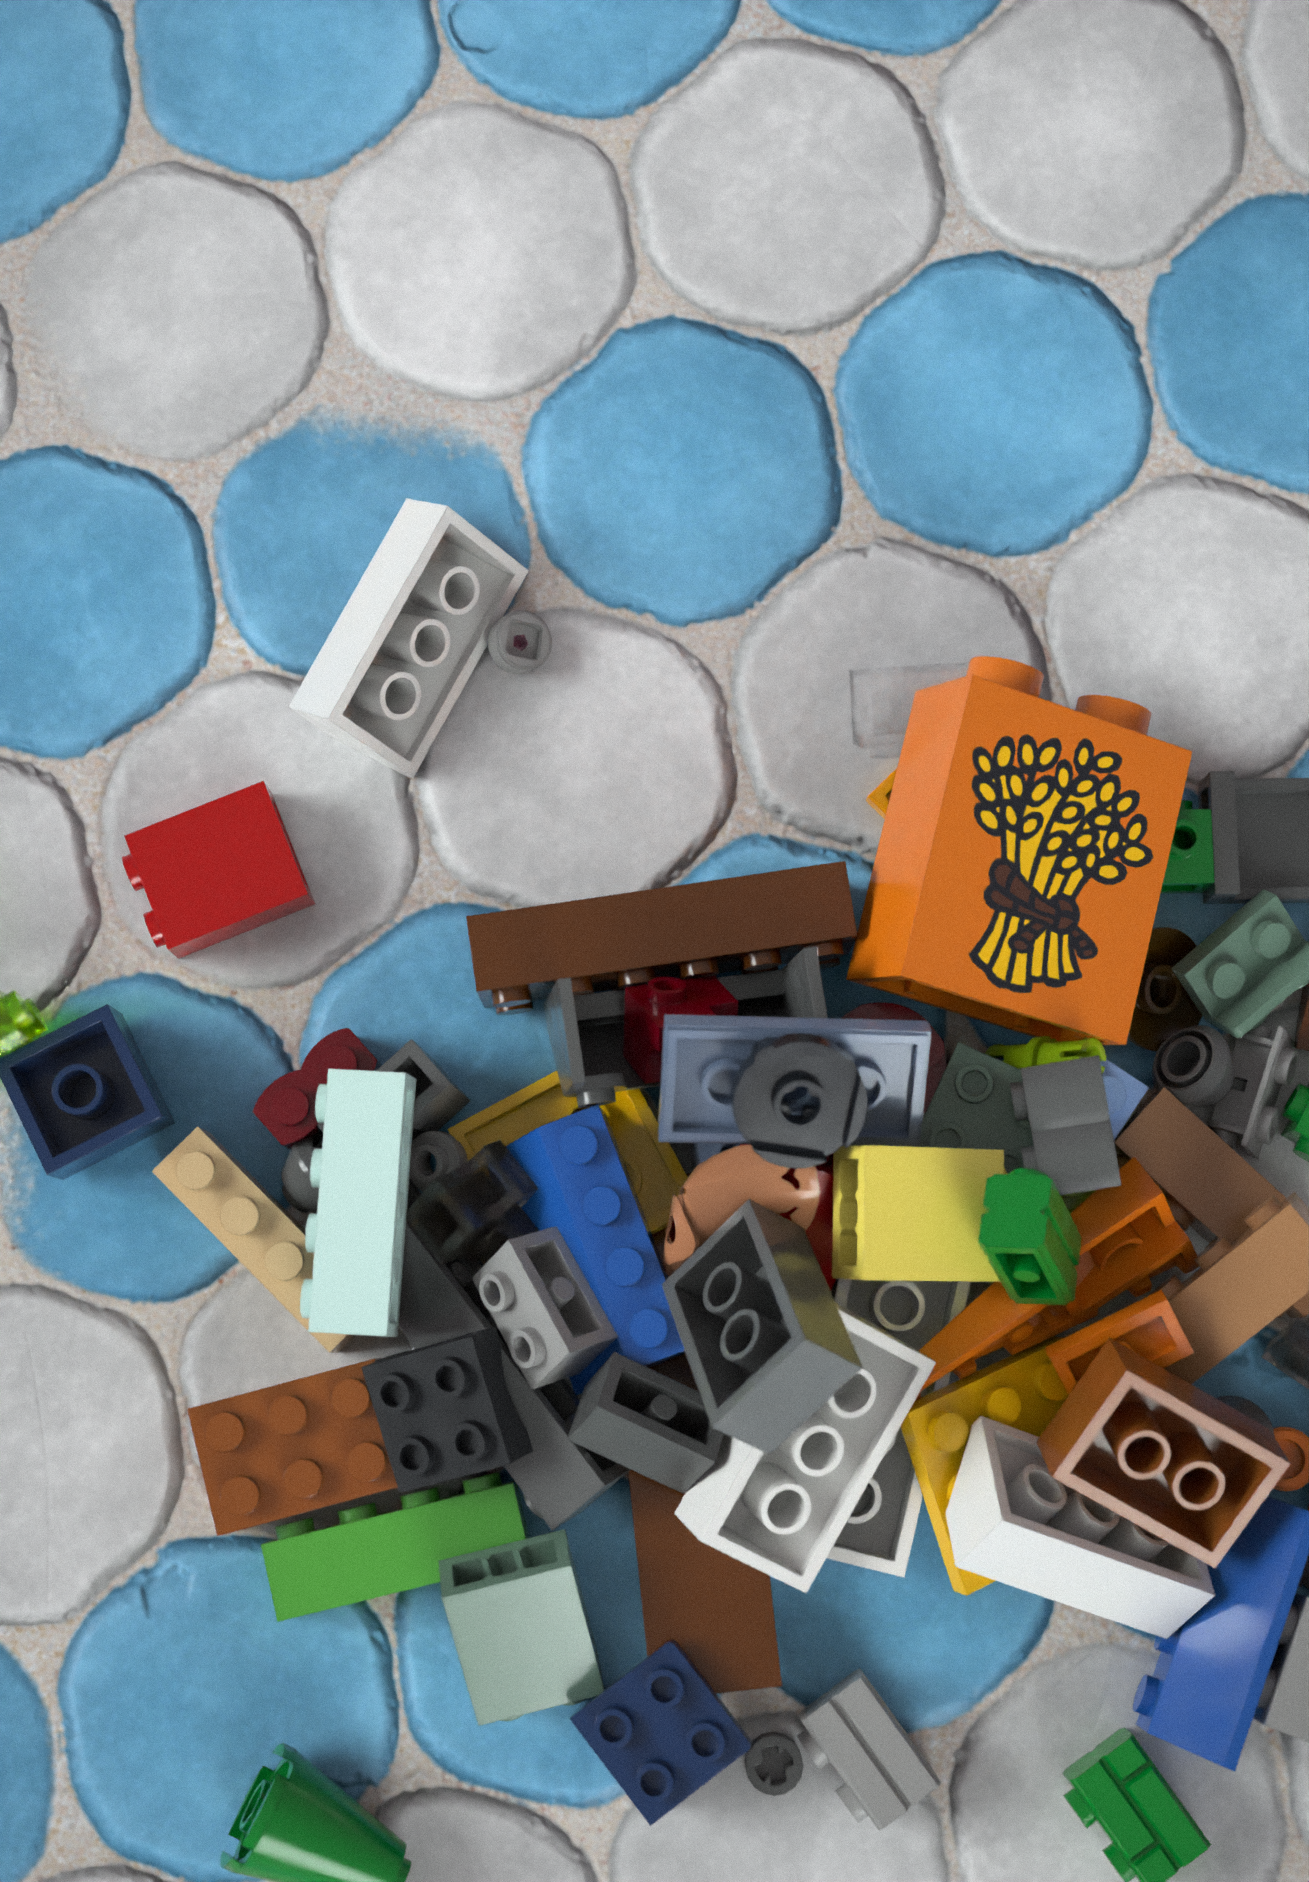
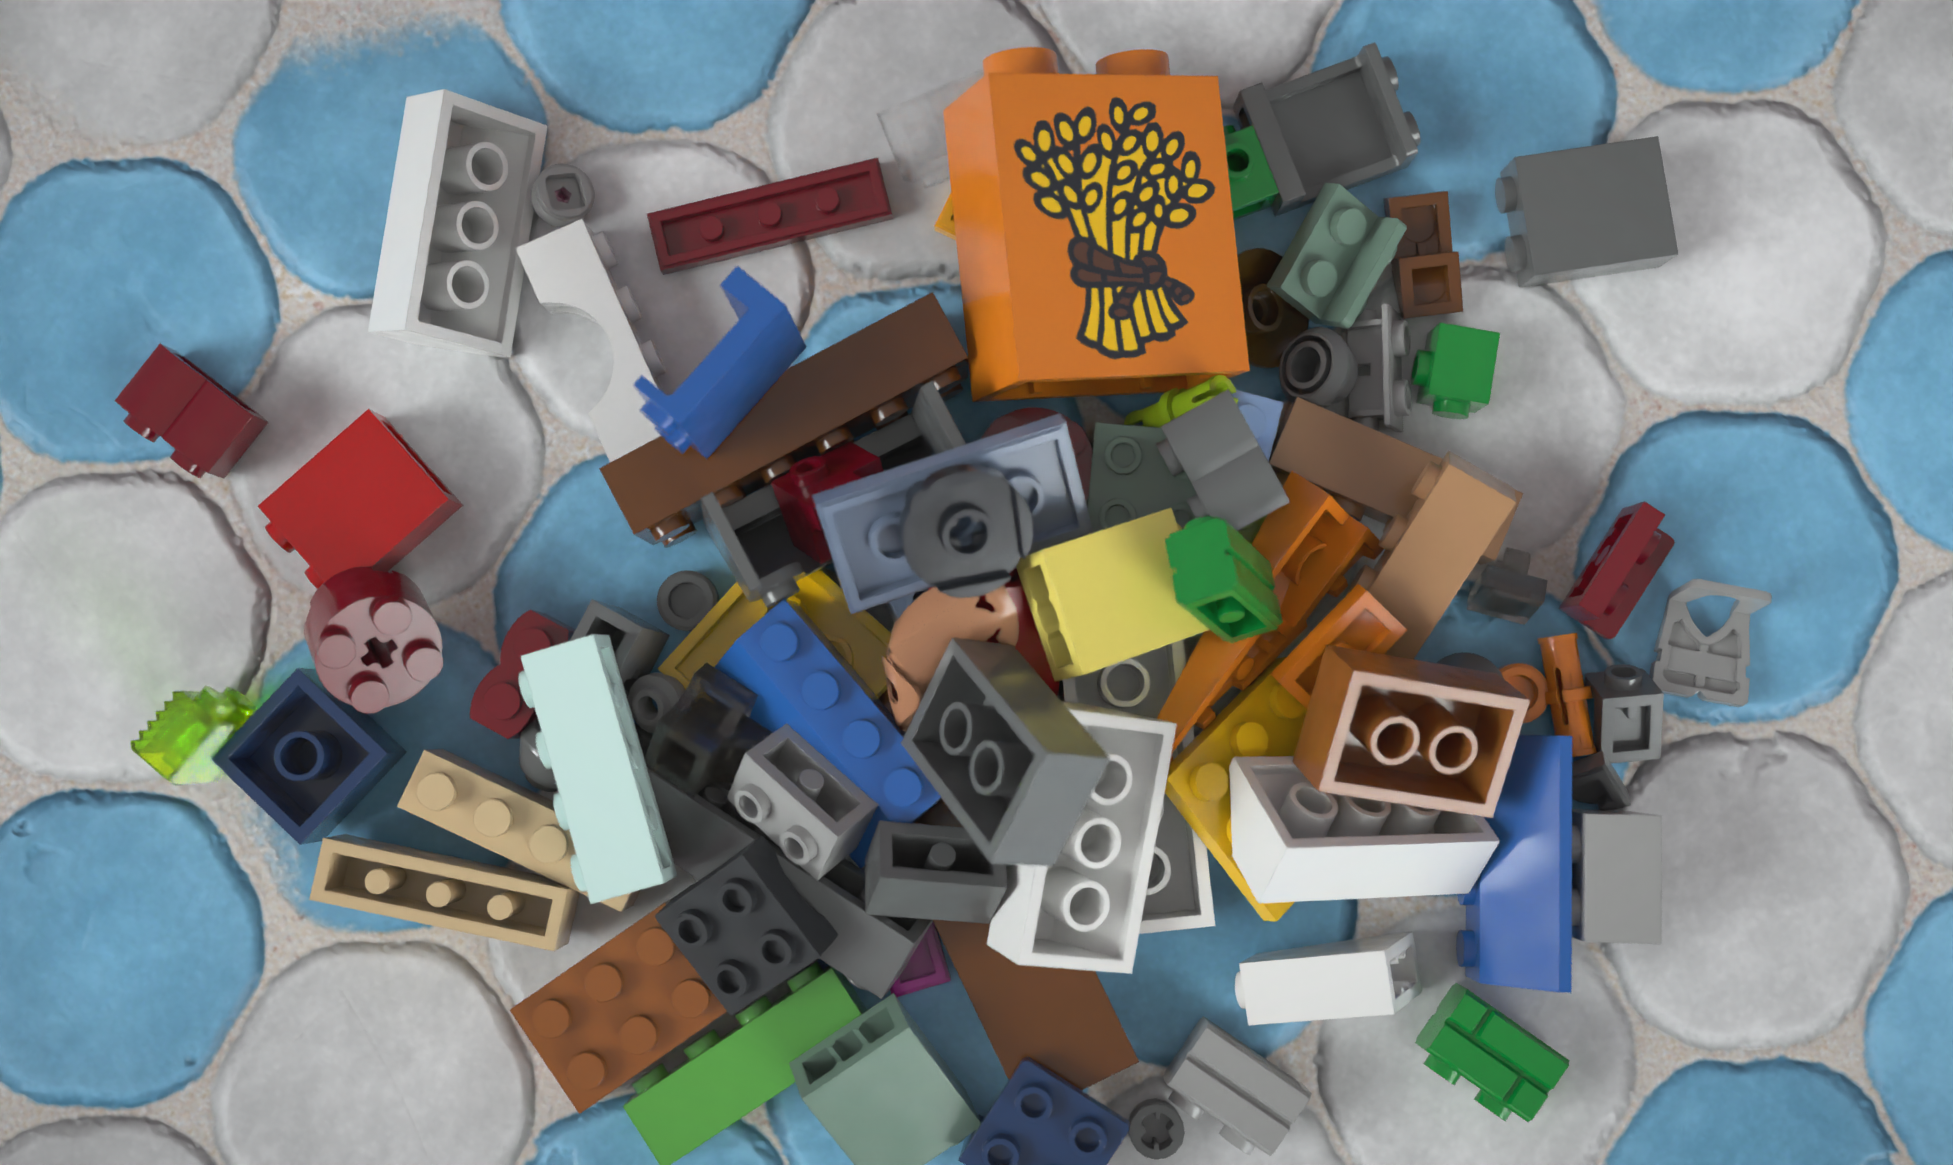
camera: 20 degrees left, 5 degrees up
(90, 723) = (190, 413): none -> dark red brick
(166, 1272) = (444, 891): none -> tan brick
(187, 1001) = (372, 638): none -> brick
(498, 1072) = (686, 599): none -> dark grey tile
(502, 725) = (574, 278): none -> white arch
(602, 1517) = (925, 967): none -> magenta tile
(626, 874) = (731, 375): none -> blue panel
(711, 731) = (769, 216): none -> dark red tile
(998, 1676) = (1330, 980): none -> white slope

